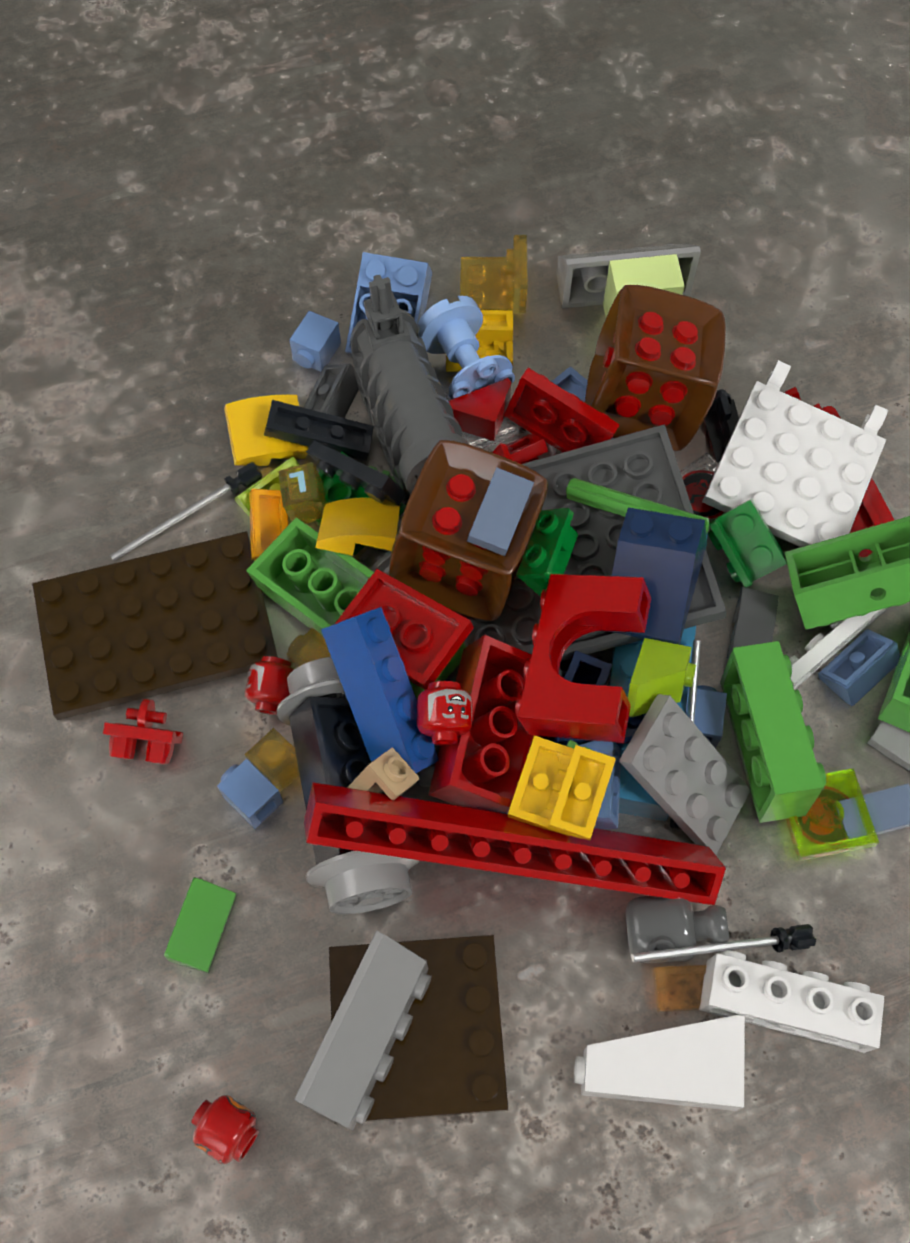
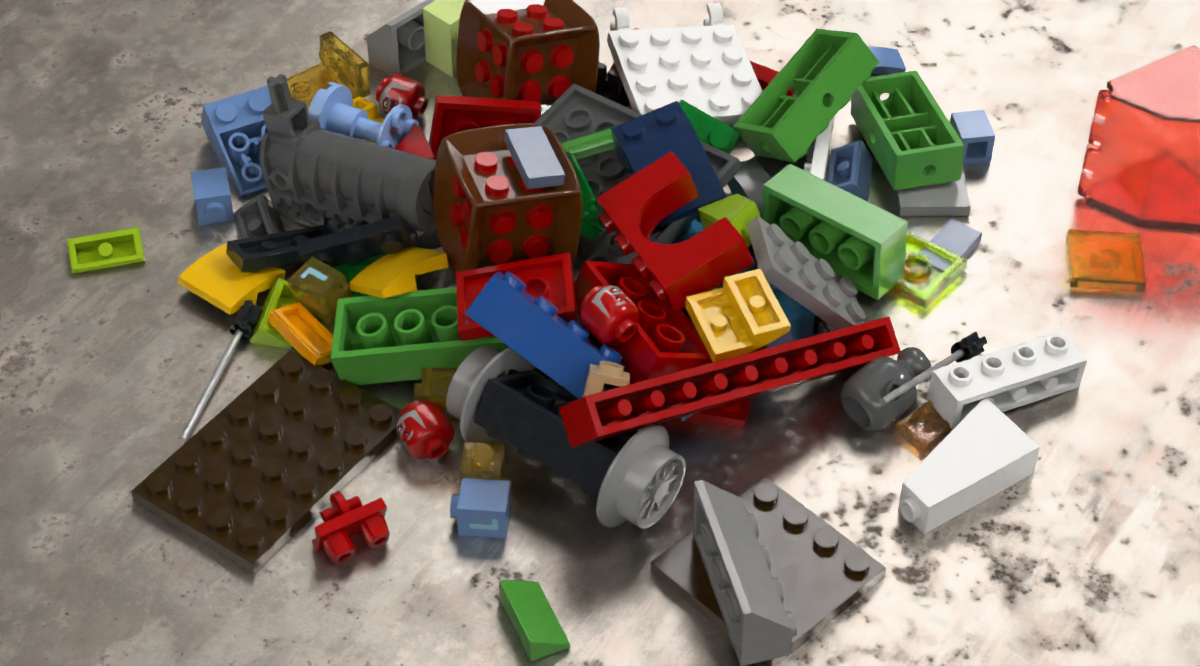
camera: 40 degrees left, 20 degrees down
(205, 342) = (105, 250): none -> lime slope
(539, 335) = (401, 90): none -> red head

